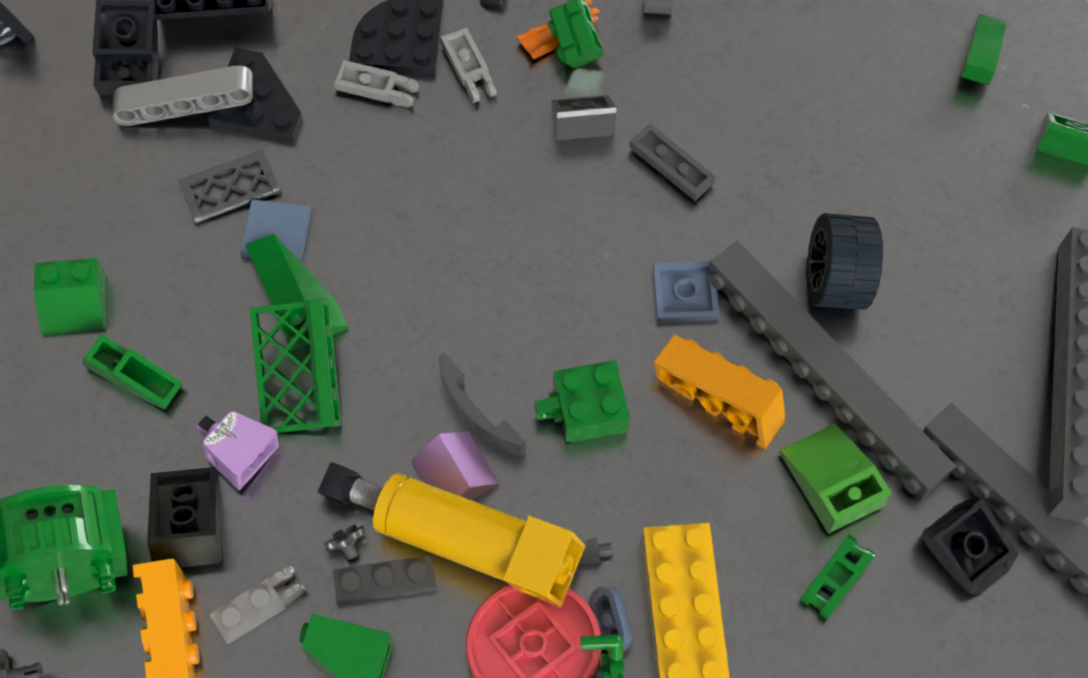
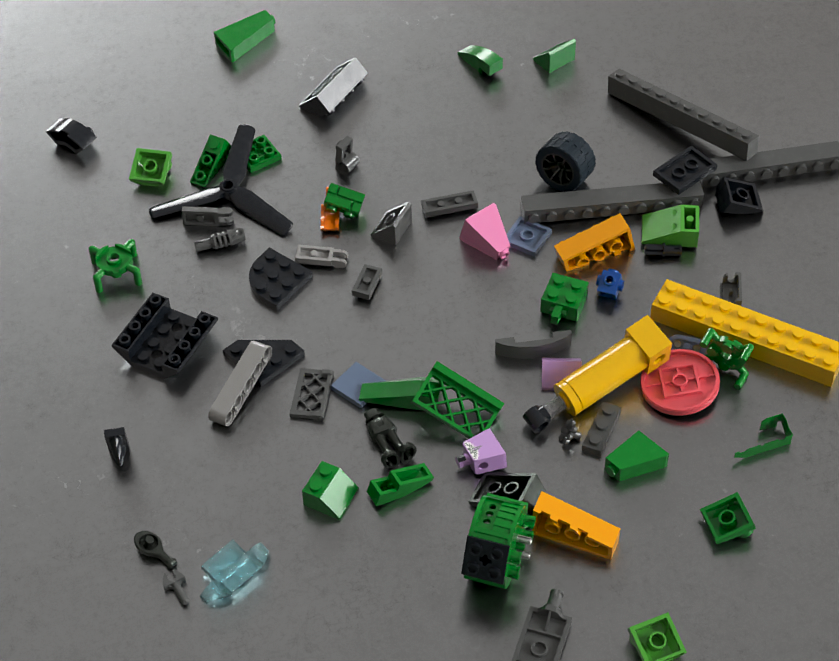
camera: 55 degrees left, 15 degrees down
(124, 44) = (185, 393): black slope -> none
(211, 299) = (382, 429): none -> pearl dark grey piece
(255, 605) = (579, 487): light grey hinge -> none
(374, 83) = (299, 300): light grey hinge -> none
(459, 141) = (367, 281): none -> dark grey plate
(643, 236) = (486, 233): none -> bright pink slope
(656, 448) = (609, 284): none -> blue brick
(760, 633) = (731, 289): none -> dark grey hinge
(784, 488) = (662, 249): none -> black axle
(838, 576) = (721, 253): green plate -> none
(952, 435) = (684, 170): none -> black plate

